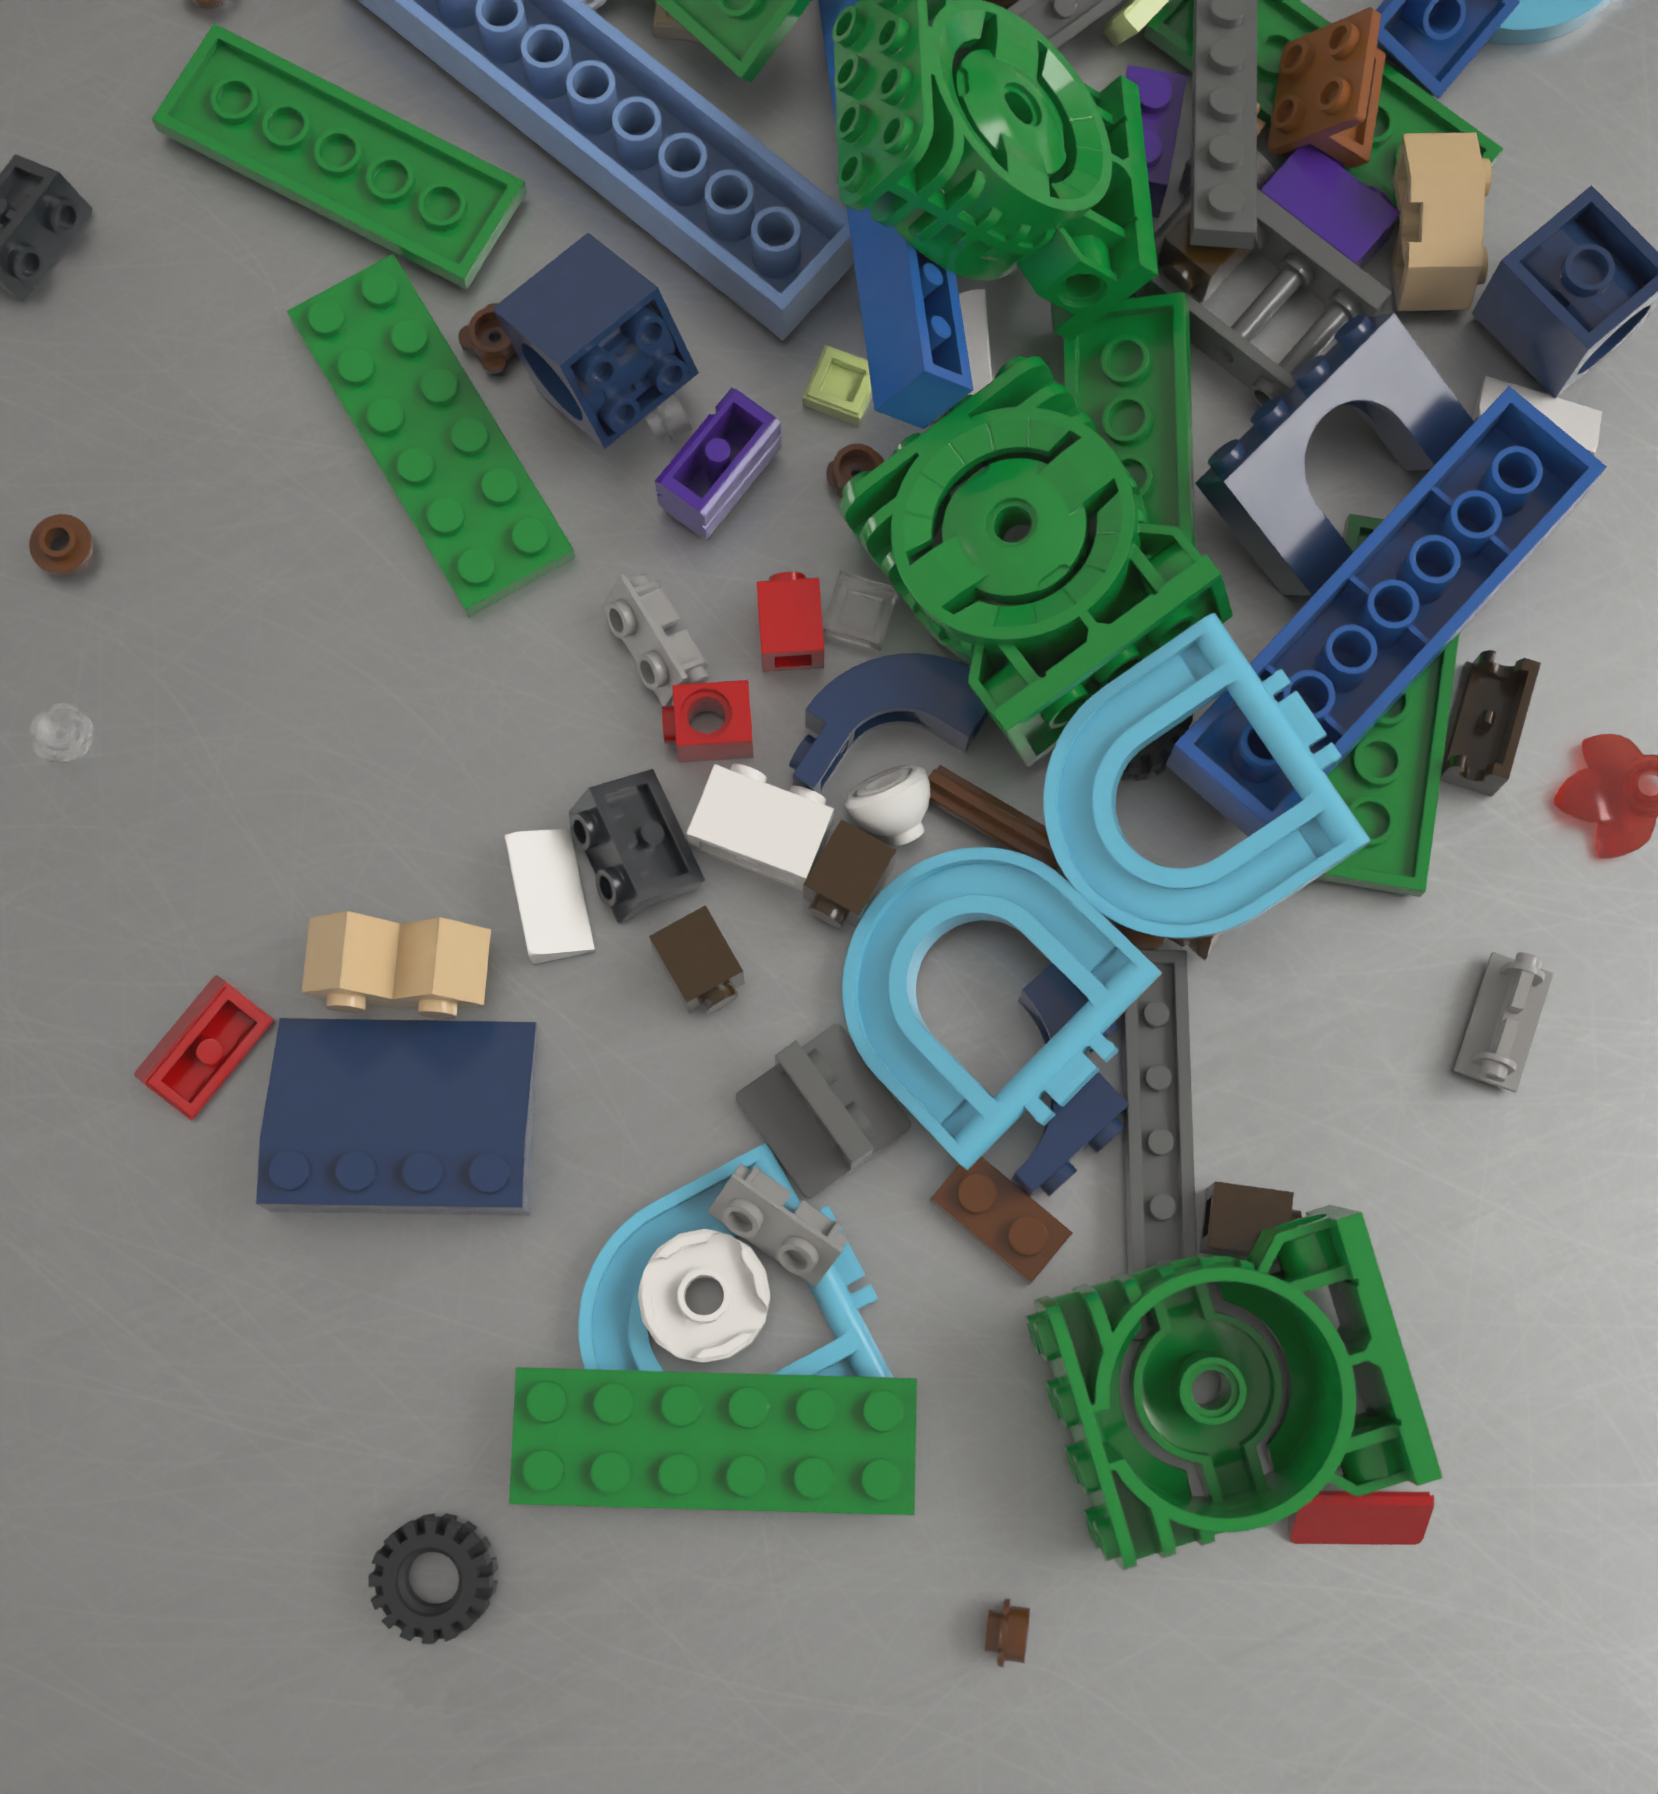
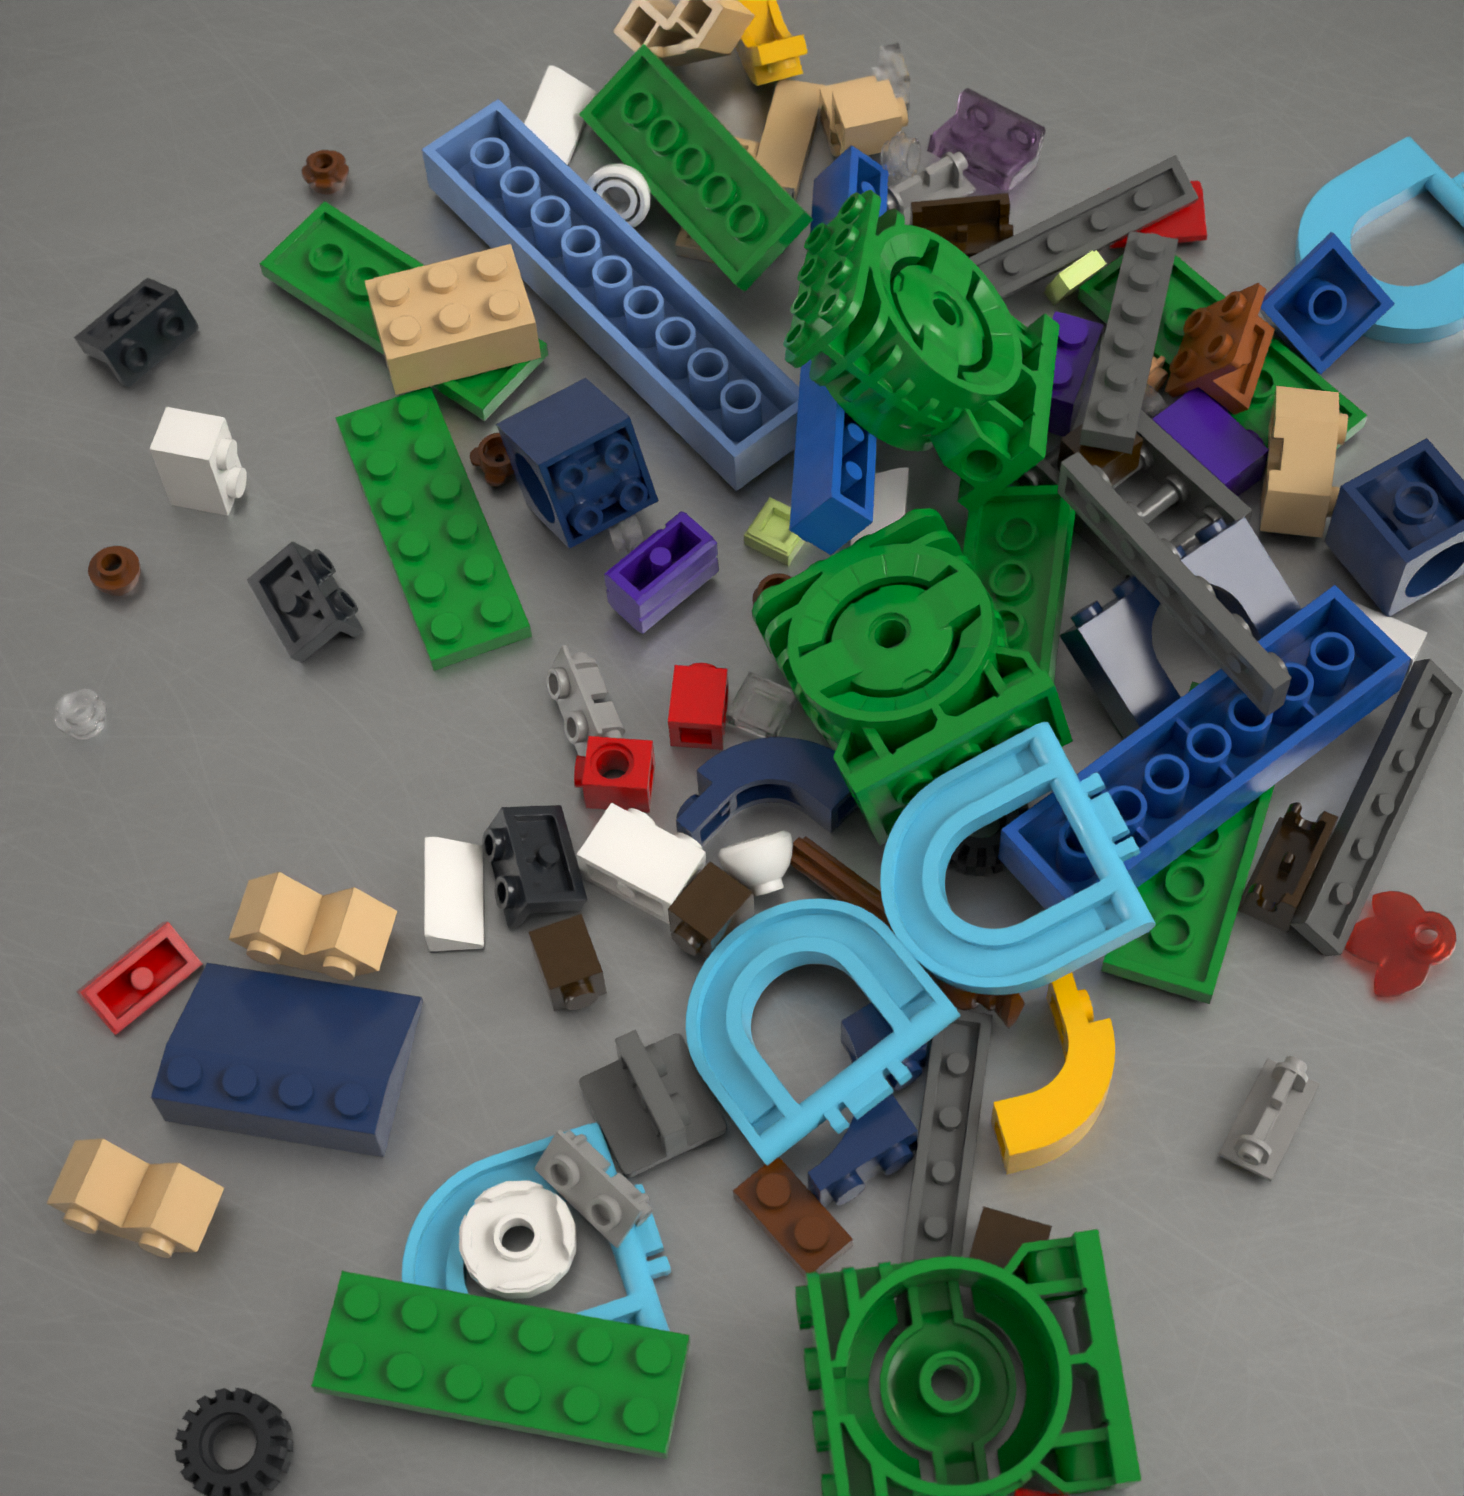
camera: 15 degrees right, 15 degrees down
(135, 397) = (198, 461): none -> white brick
(261, 1316) = (118, 1193): none -> tan brick
(299, 554) = (304, 600): none -> black bracket
(409, 168) = (453, 319): none -> tan brick
(1296, 1025) = (1057, 1117): none -> yellow arch
(1344, 428) = (1183, 594): none -> dark grey plate
(1577, 637) = (1376, 808): none -> dark grey plate

